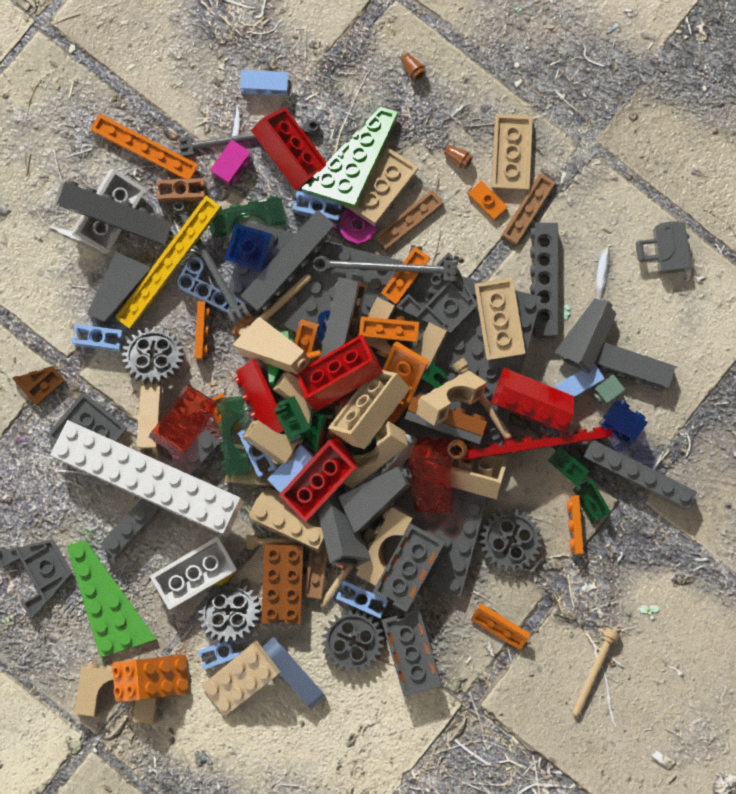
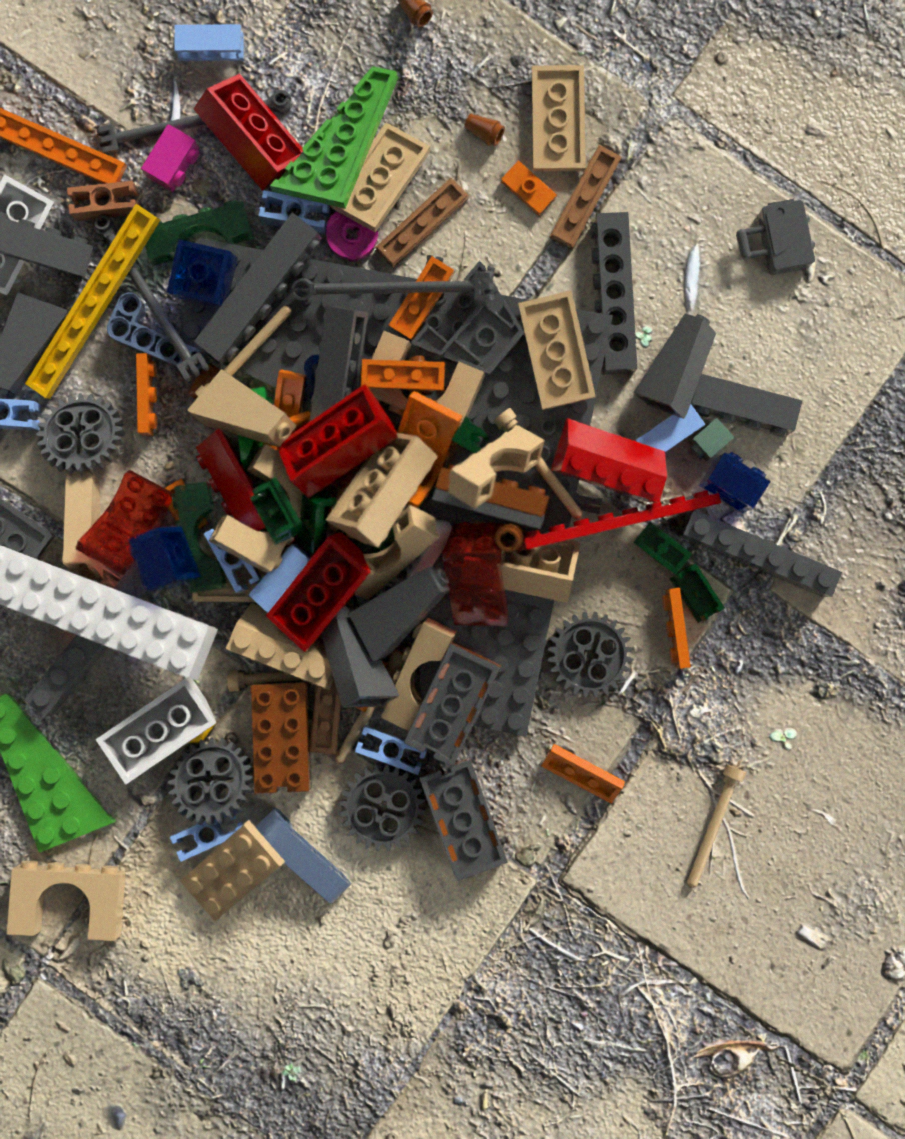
camera: 10 degrees left, 5 degrees up
(150, 678) = (108, 879): orange bracket -> none
(210, 448) = (163, 558): none -> clear blue brick

